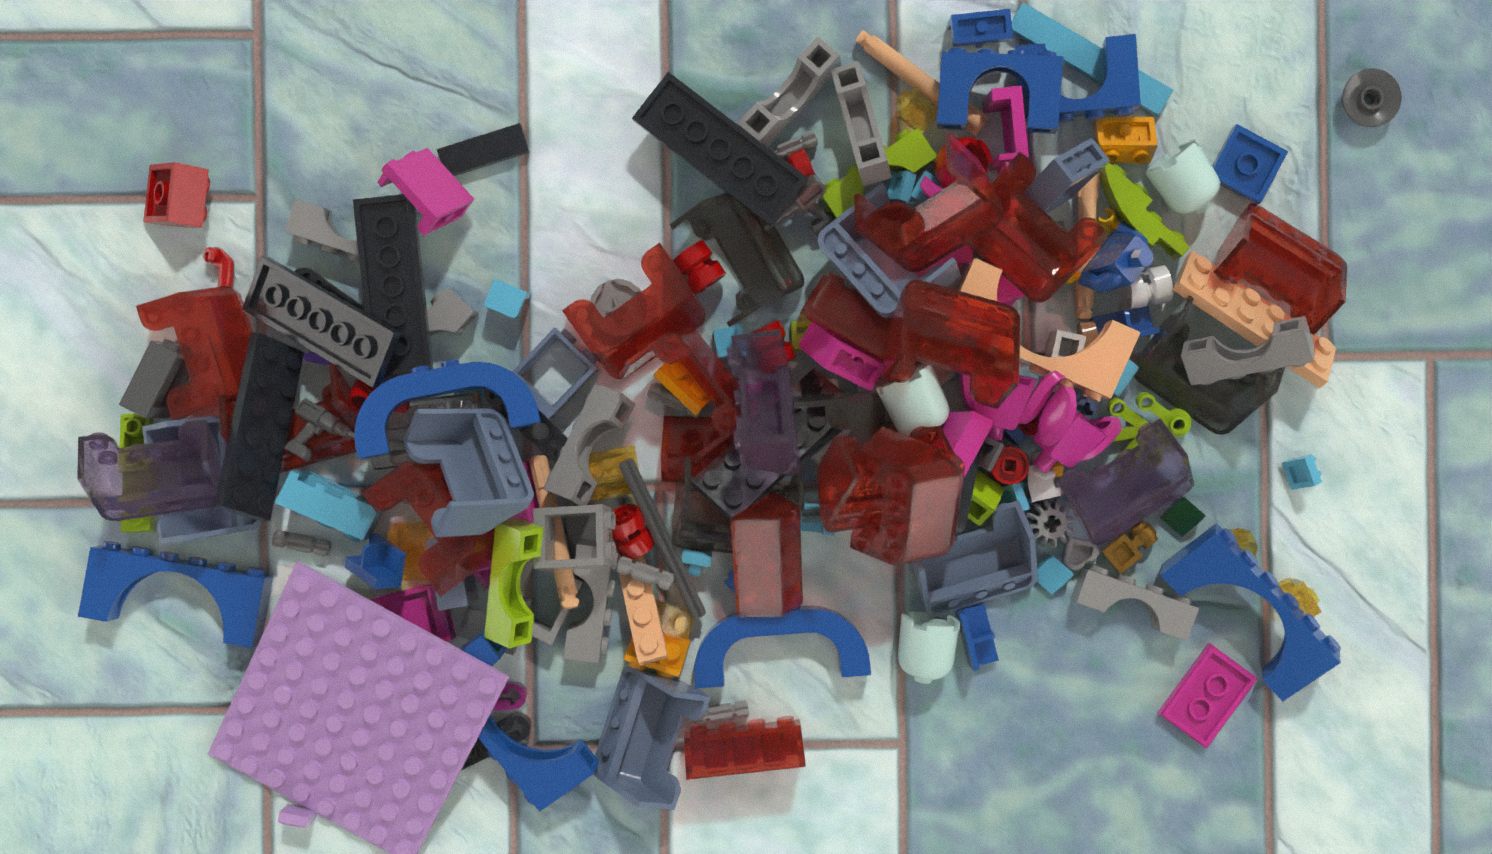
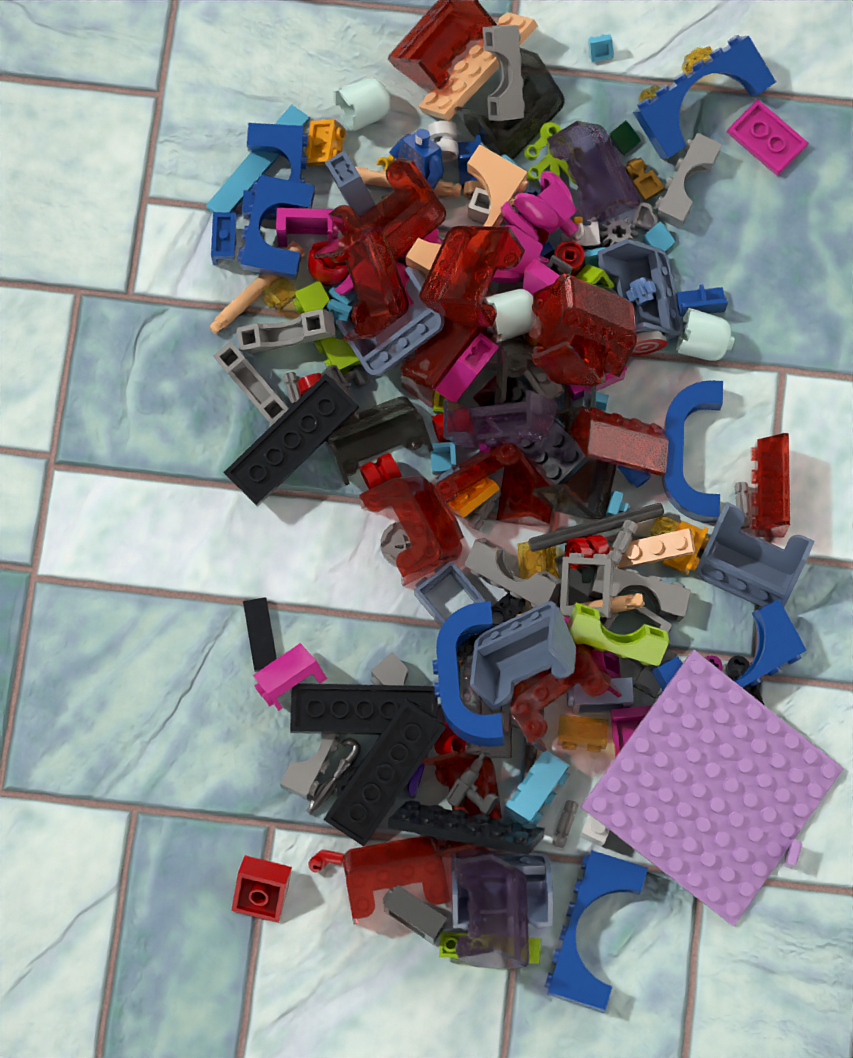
camera: 80 degrees left, 15 degrees down
(307, 257) = (344, 766): none -> flat silver piece
(379, 564) = (588, 753): blue panel -> none
(505, 298) = (385, 628): medium azure panel -> none
(911, 581) = (649, 342): none -> tile
(976, 560) = (641, 291): none -> medium blue gear
(1130, 206) = (378, 144): lime slope -> none
(1248, 163) = (357, 57): blue plate -> none

